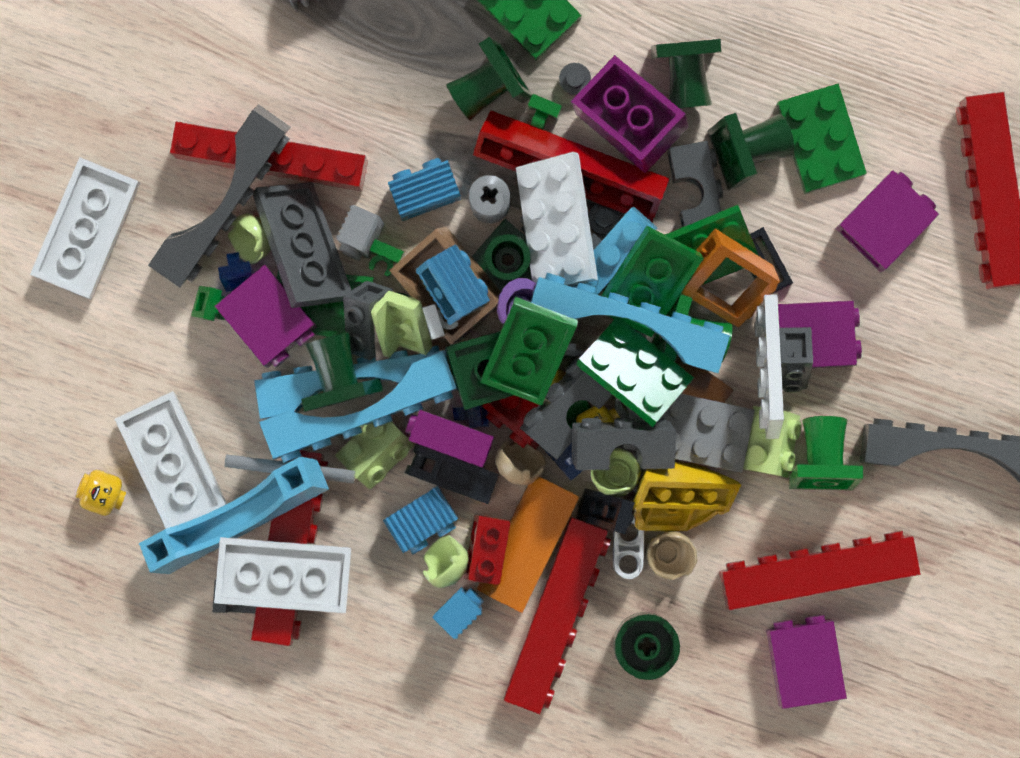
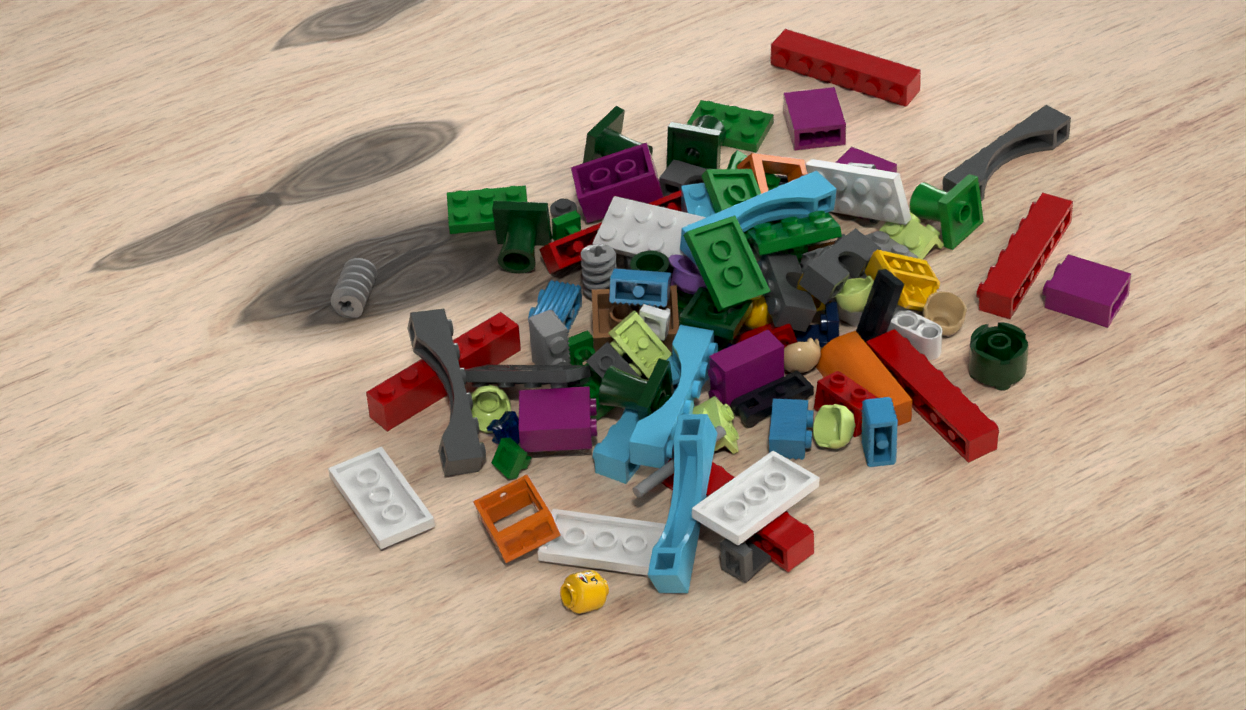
camera: 55 degrees left, 45 degrees down
(109, 360) = (525, 534): none -> orange window

